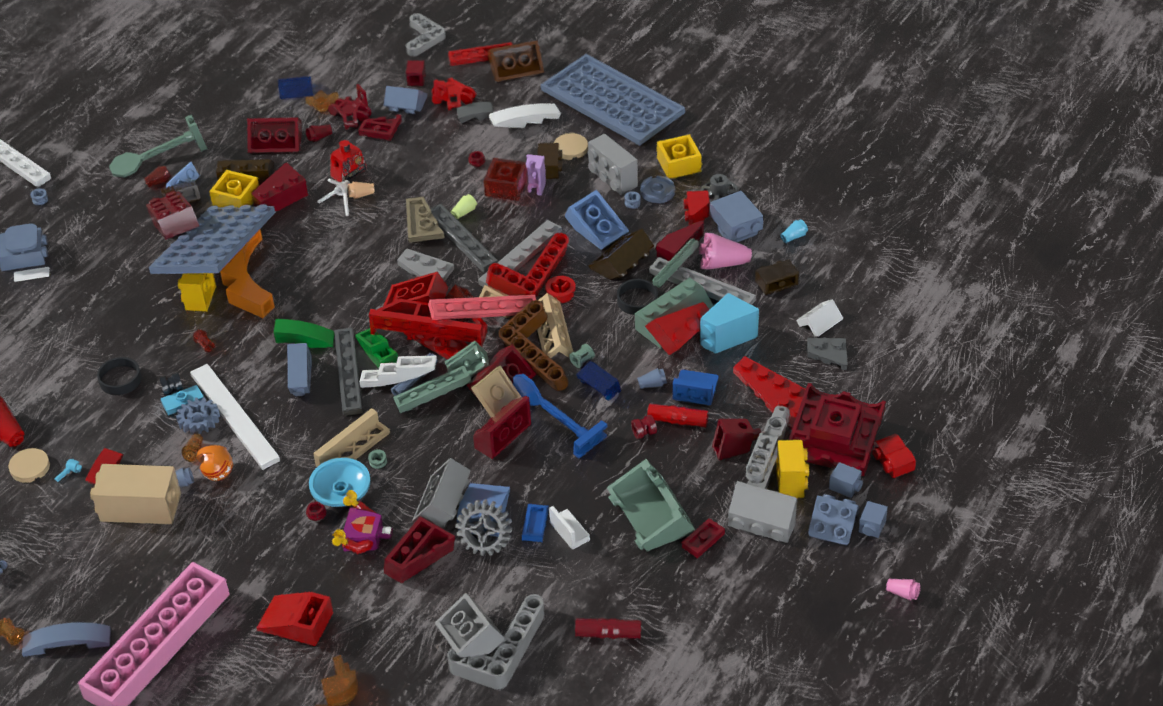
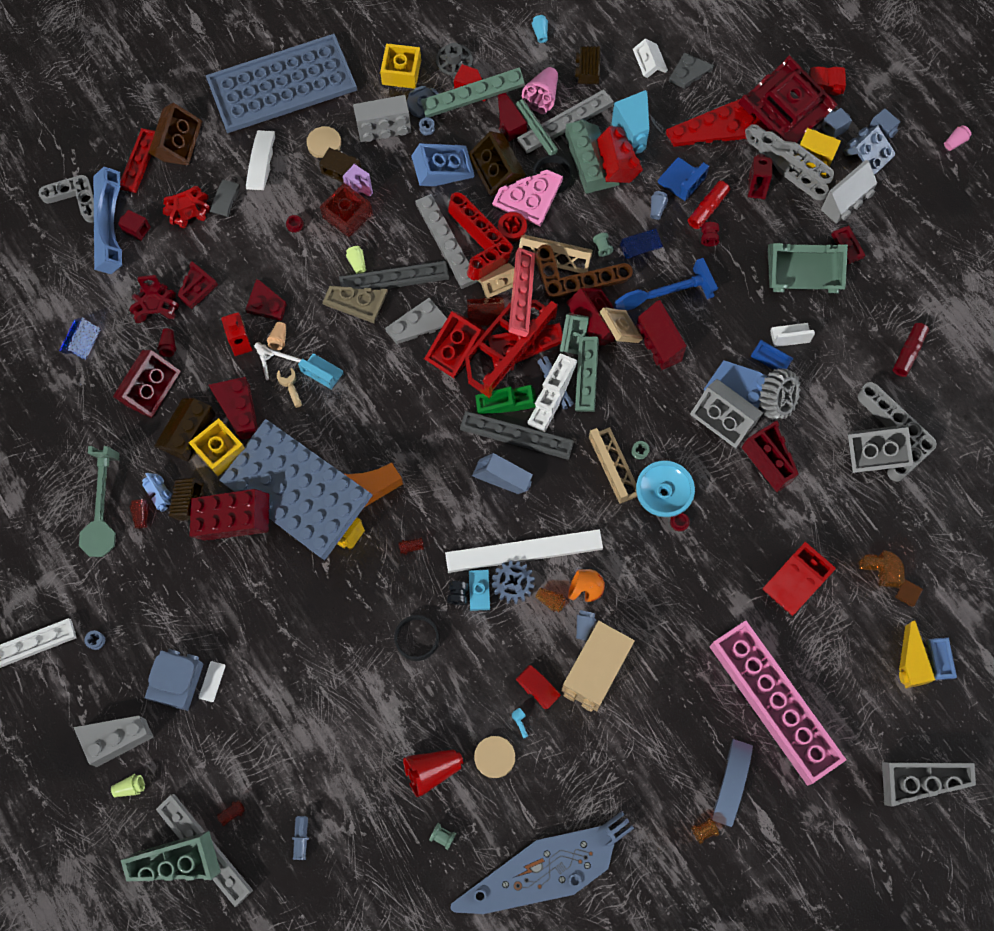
camera: 65 degrees left, 25 degrees up
(303, 332) = (453, 455): green slope -> none
(321, 100) = (114, 322): clear orange plate -> none
(322, 213) = (288, 382): none -> tan piece
(342, 228) = (321, 370): none -> medium azure panel
(362, 527) = (724, 491): torso -> none
(390, 172) = (265, 302): none -> dark red wing
(399, 60) = (106, 249): none -> medium blue arch
(405, 99) = (169, 249): sand blue slope -> none
(598, 287) = (530, 196): none -> bright pink plate
(681, 207) = (473, 92): none -> sand green plate
(736, 217) = (505, 55): sand blue brick -> none

